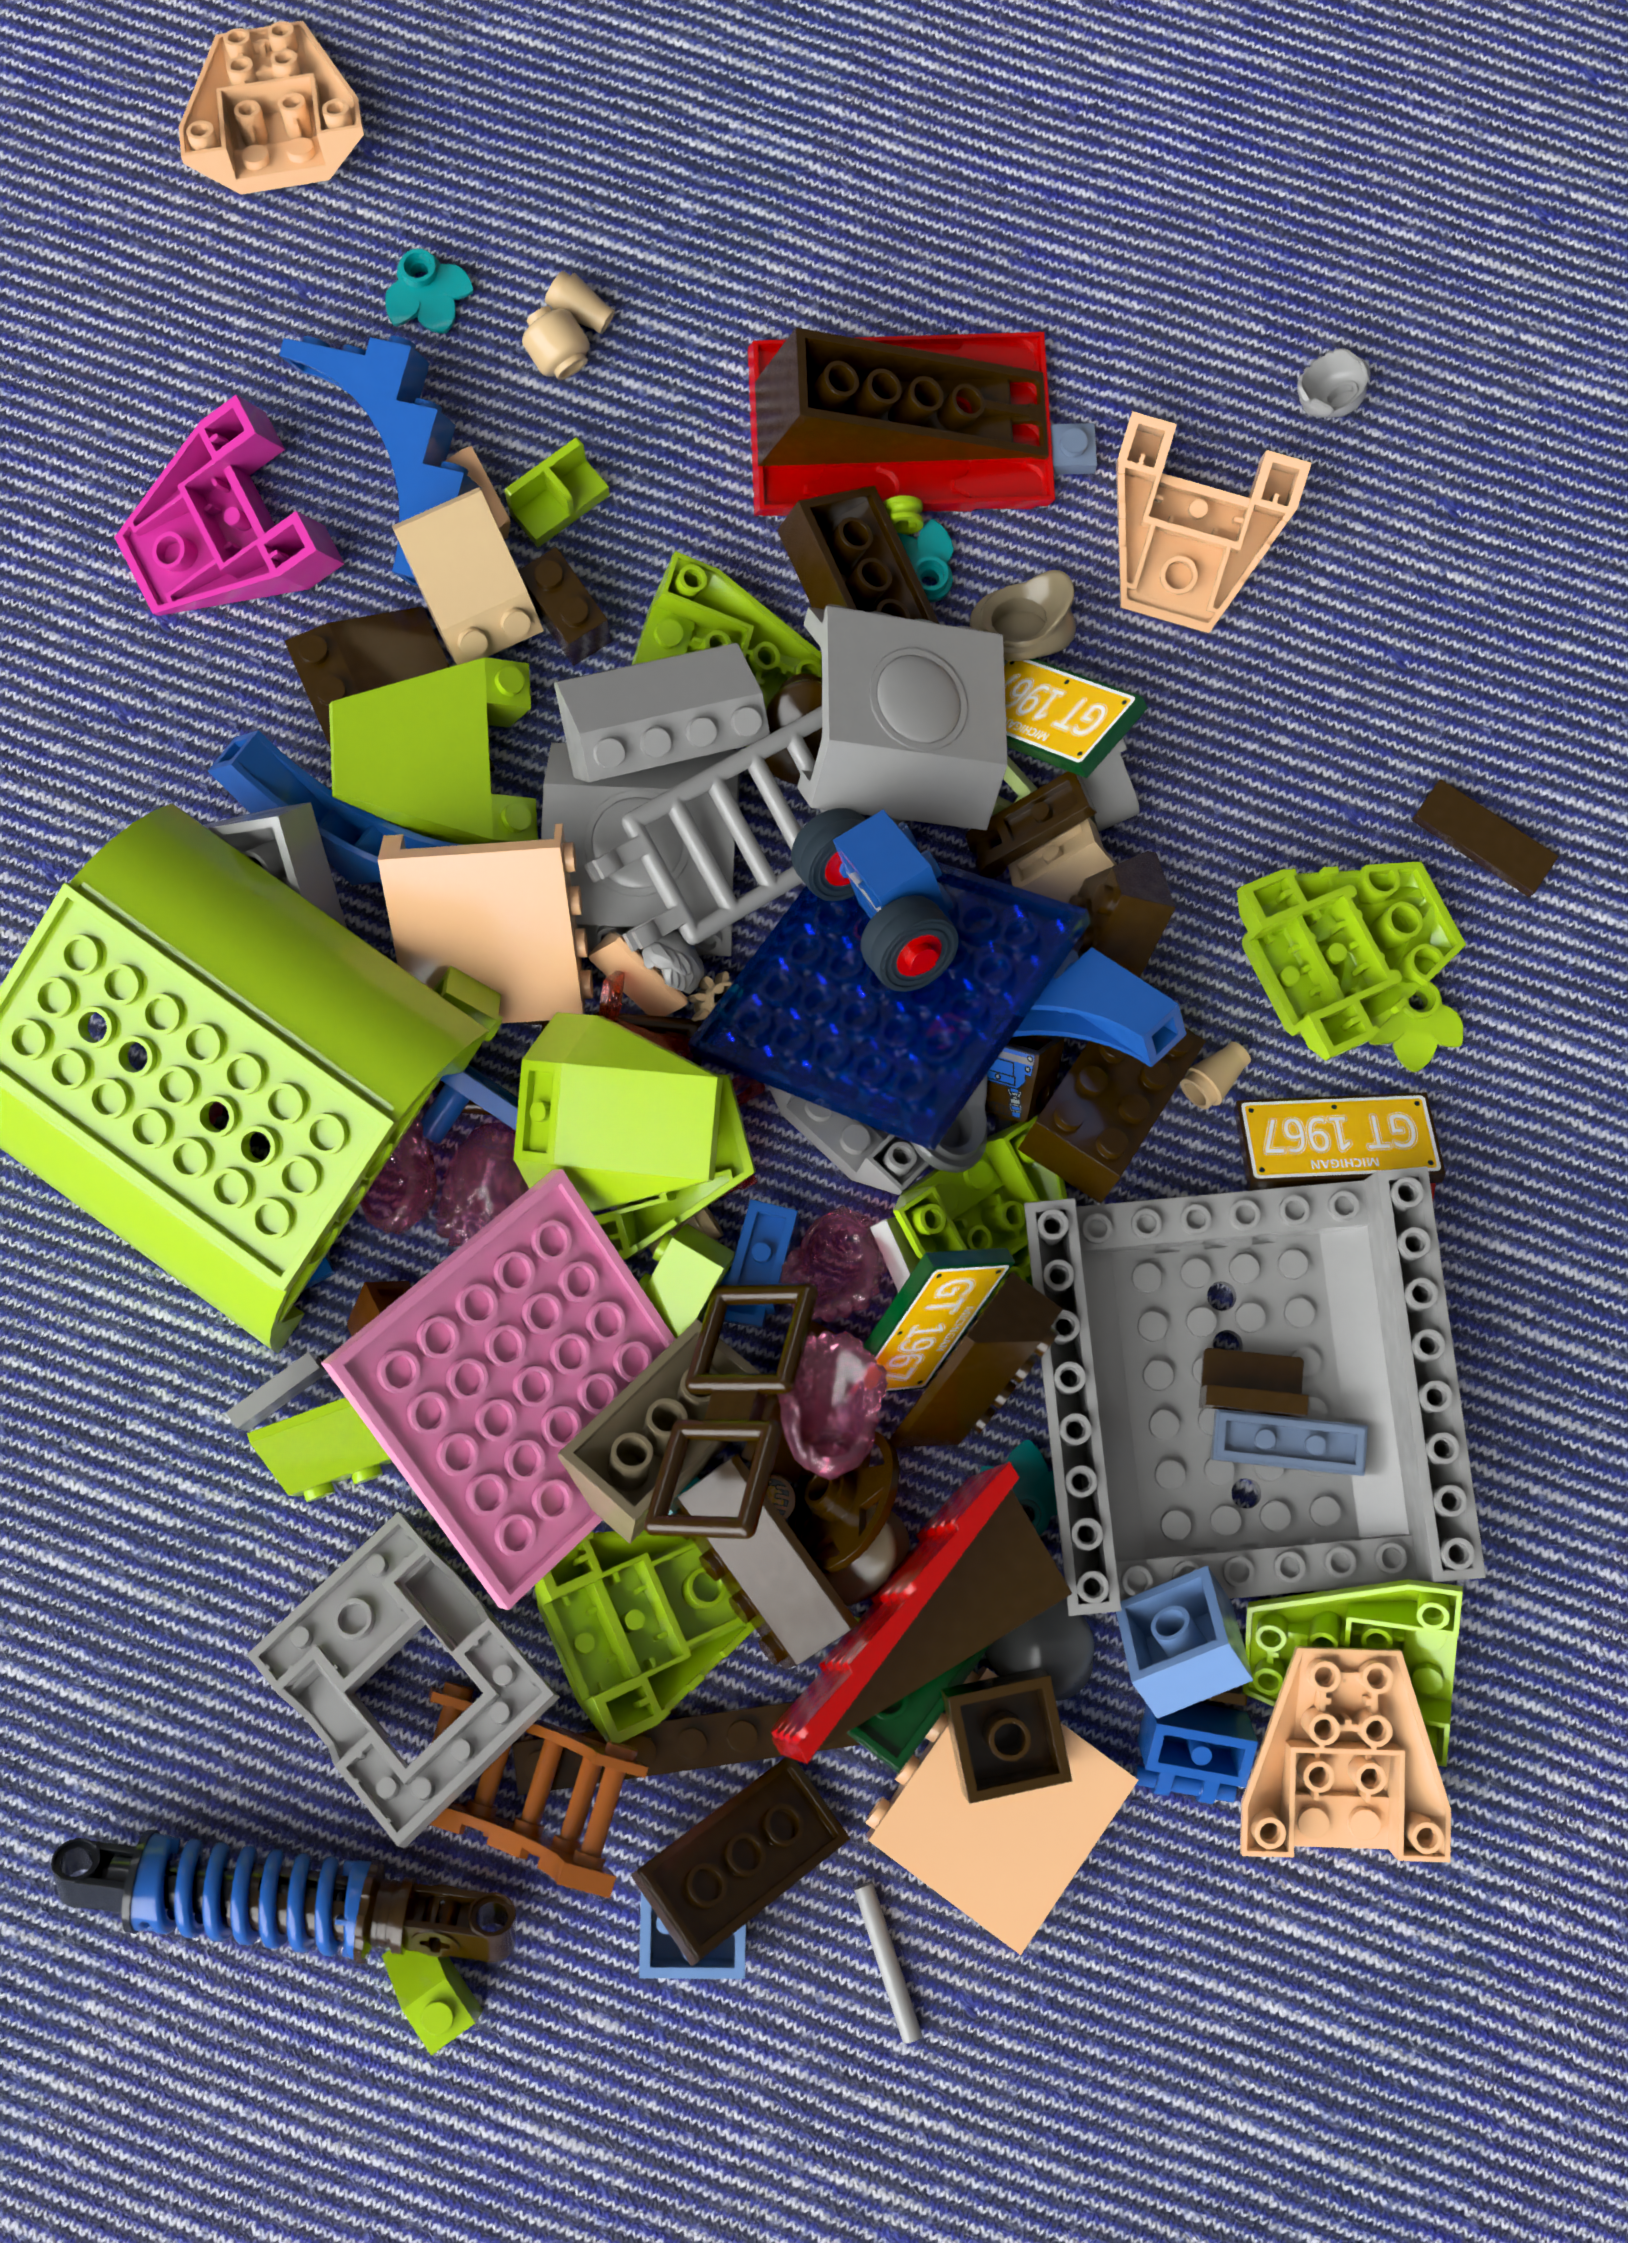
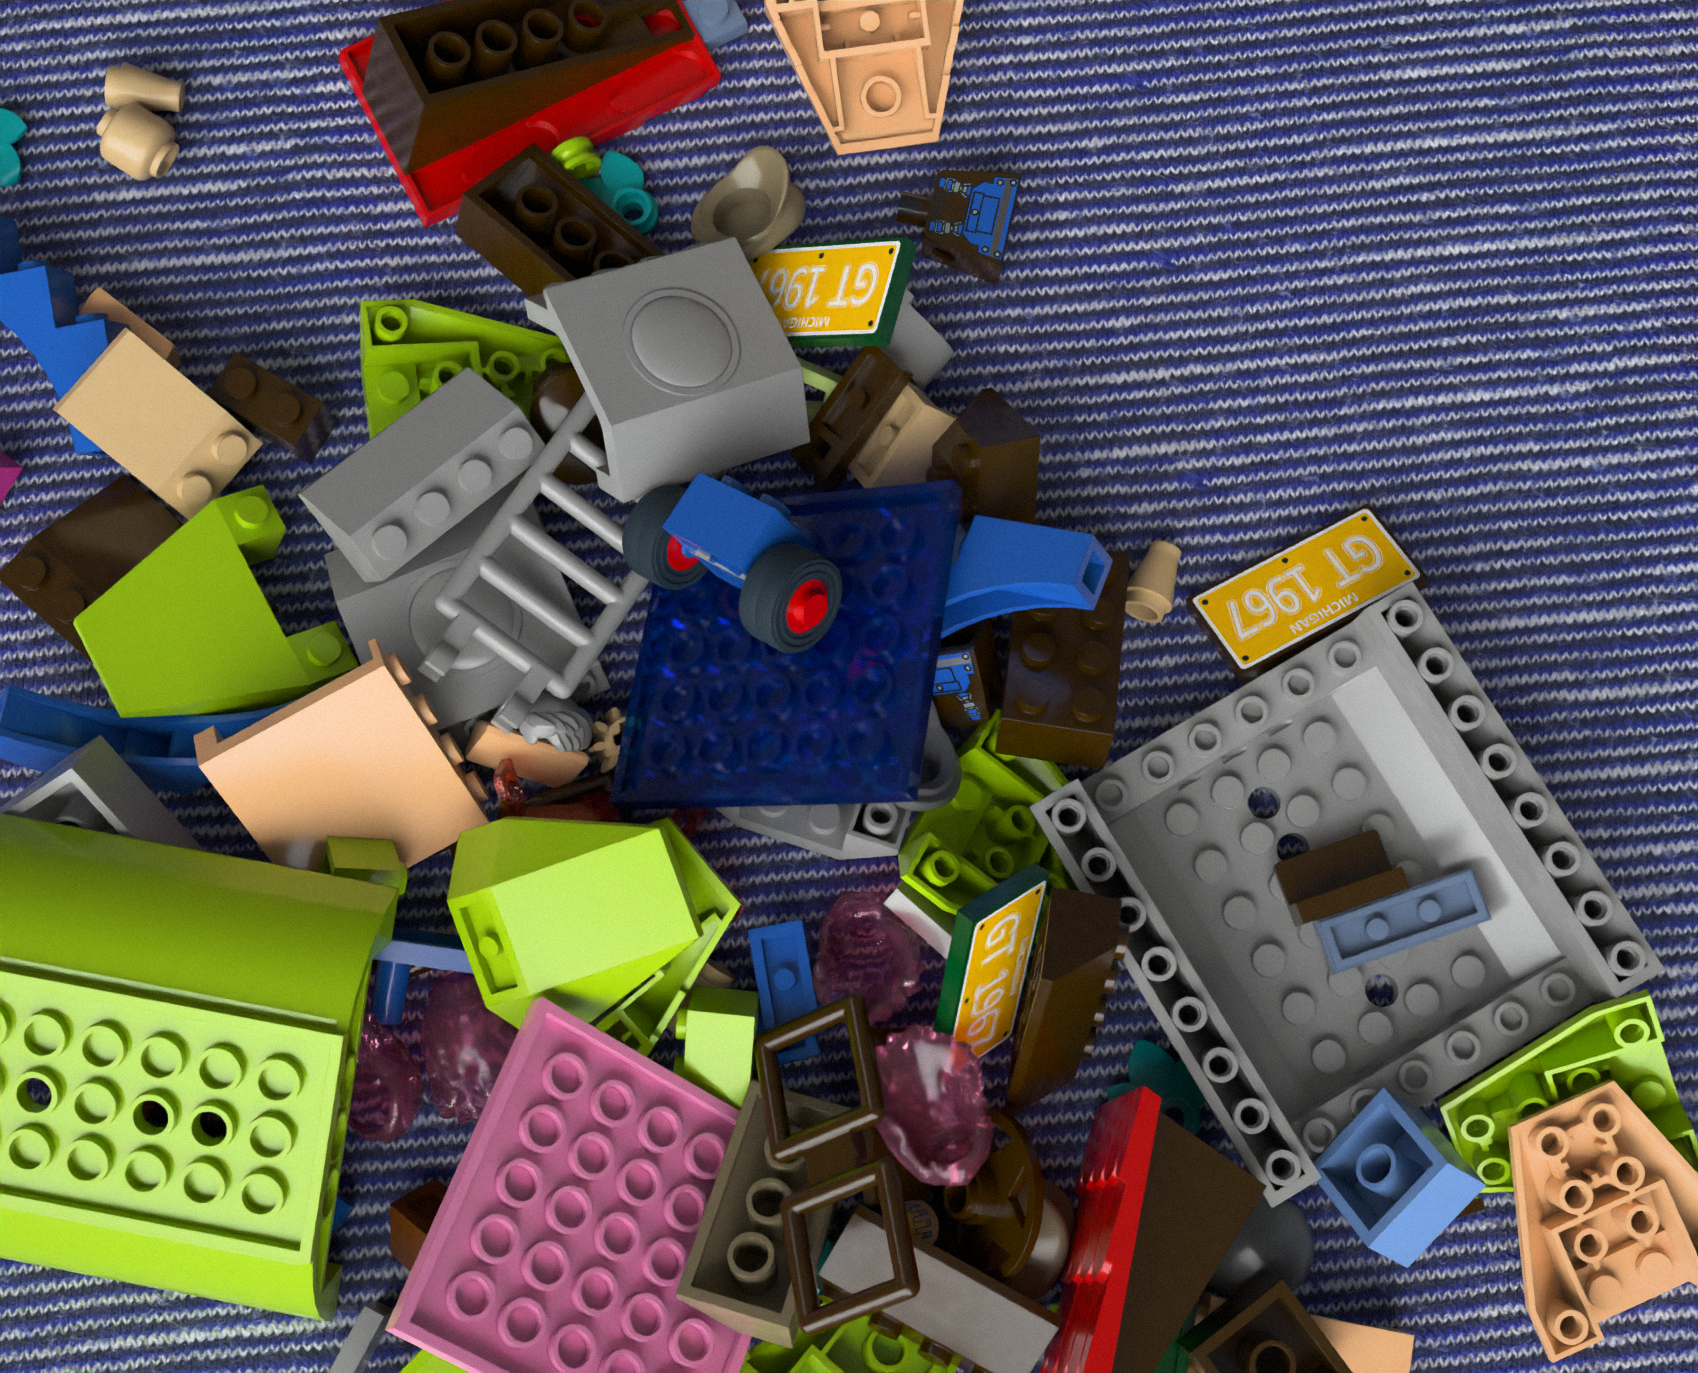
camera: 20 degrees left, 0 degrees up
(555, 493) = (209, 296): lime panel -> none
(1196, 1752) = (1458, 1278): blue brick -> none
(1201, 707) = (965, 220): none -> torso
(1345, 947) = (1222, 396): lime wedge -> none
(1420, 1031) = (1326, 447): lime plate -> none
(1485, 838) = (1304, 223): dark brown tile -> none

